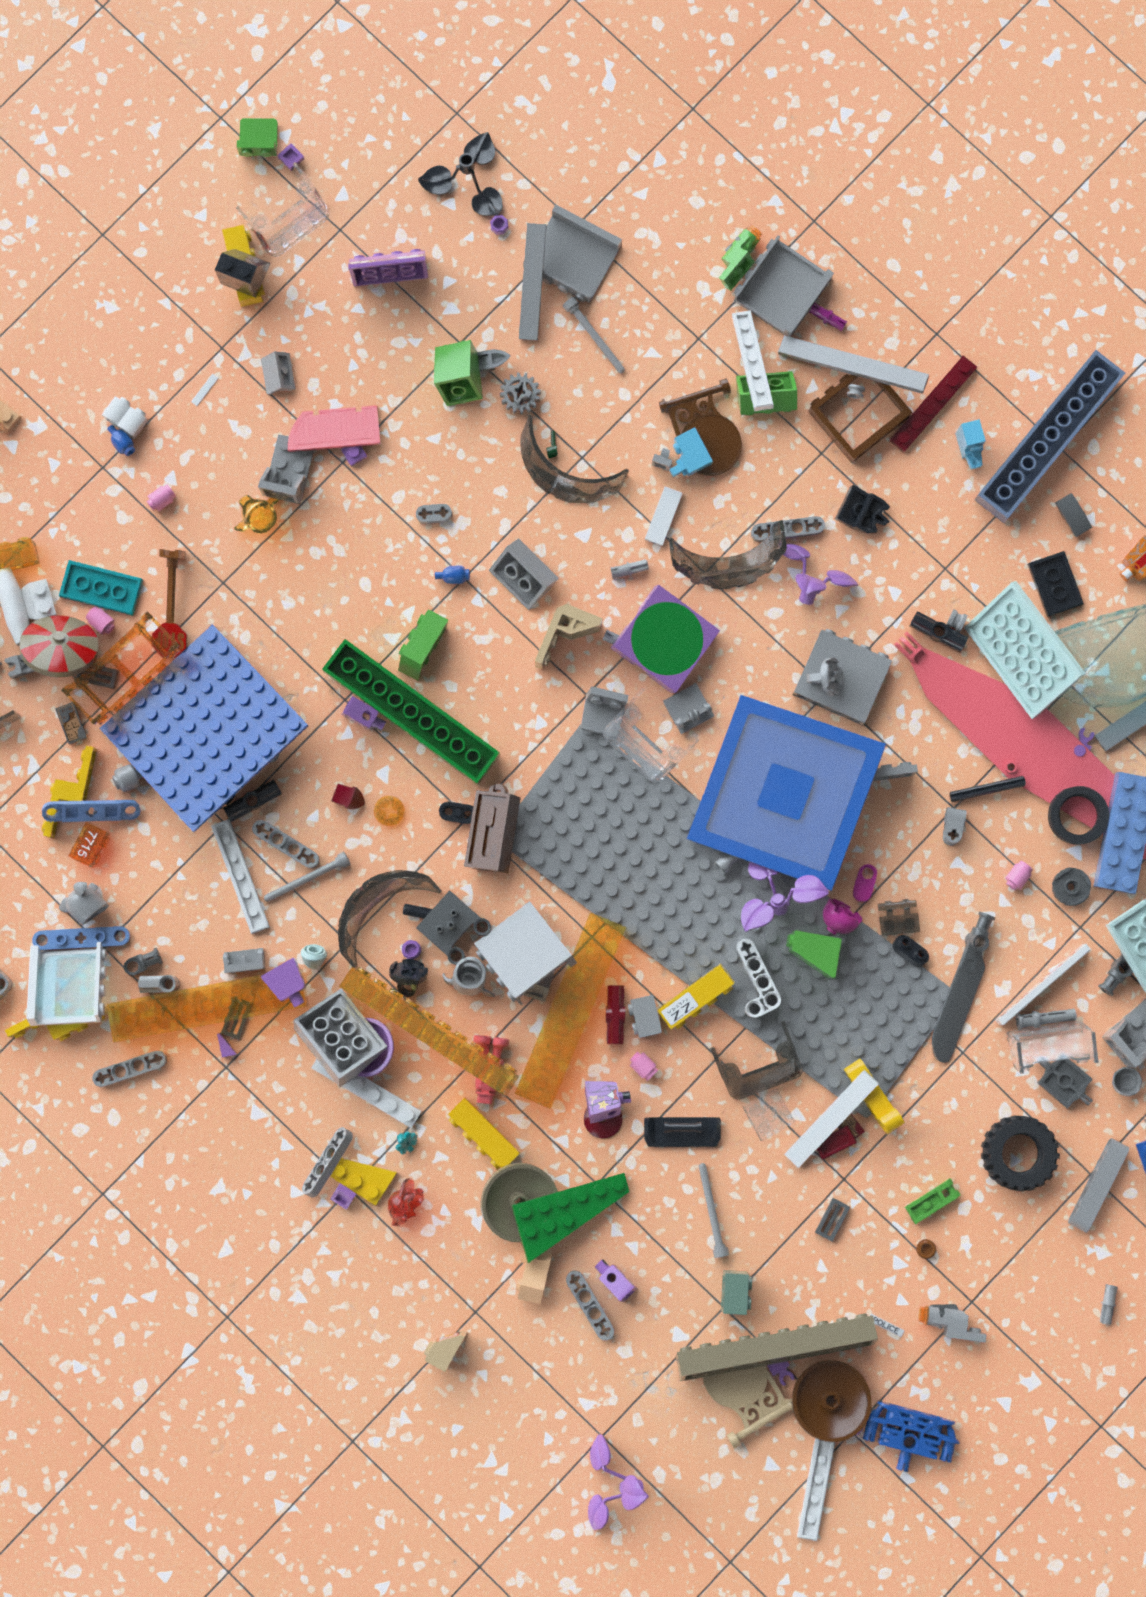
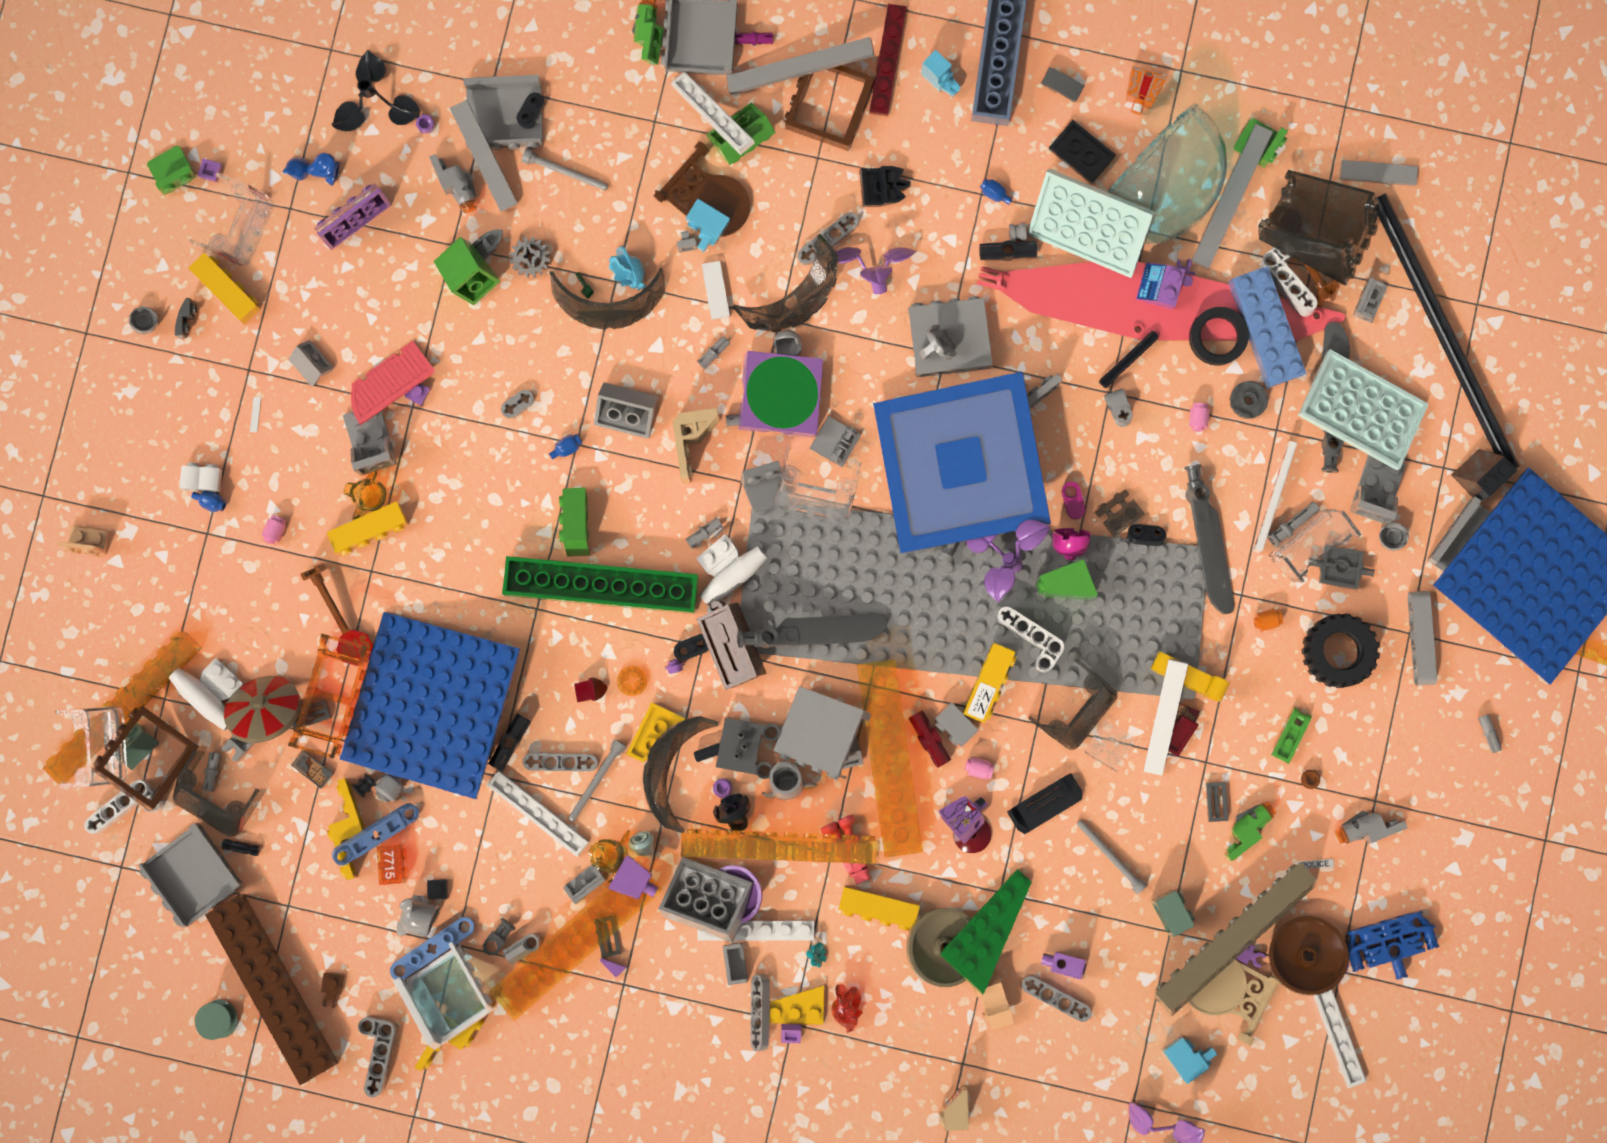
camera: 25 degrees left, 0 degrees up
(100, 587) = (267, 637): teal tile -> none
(100, 620) = (284, 666): bright pink brick -> none
(107, 763) = (364, 785): none -> black bush
(116, 890) = (437, 889): none -> black plate
(129, 1067) = (543, 1036): light grey beam -> none
(157, 252) = (143, 320): none -> light grey hair
(197, 267) = (186, 312): none -> dark grey slope
(241, 271) = (227, 294): slope -> none
(241, 544) = (367, 528): none -> yellow brick
(279, 947) = (609, 854): none -> clear yellow piece
(331, 1107) = (735, 963): none -> light grey panel
(355, 710) = (551, 612): medium lavender torso -> none
(385, 859) = (653, 725): none -> yellow wing
(389, 210) = (323, 166): none -> blue animal
(433, 819) = (674, 666): none -> medium lavender plate
(495, 291) = (457, 183): none -> light grey plate
(527, 719) = (704, 532): none -> light grey pin
(529, 762) = (728, 568): none -> white plate
(573, 863) = (817, 631): none -> dark grey piece
(597, 266) = (531, 110): none -> black plate
(598, 453) = (627, 269): none -> medium azure hair
(670, 1429) = (1187, 1062): none -> medium azure hinge
(698, 599) = (788, 343): none -> light grey hair
(845, 1257) = (1247, 828): none -> bright green plate
(855, 391) = (816, 87): light grey bush -> none
(958, 573) = (995, 191): none -> blue plant
(972, 1088) = (1268, 619): none -> orange brick
(1054, 740) = (1160, 285): none -> slope

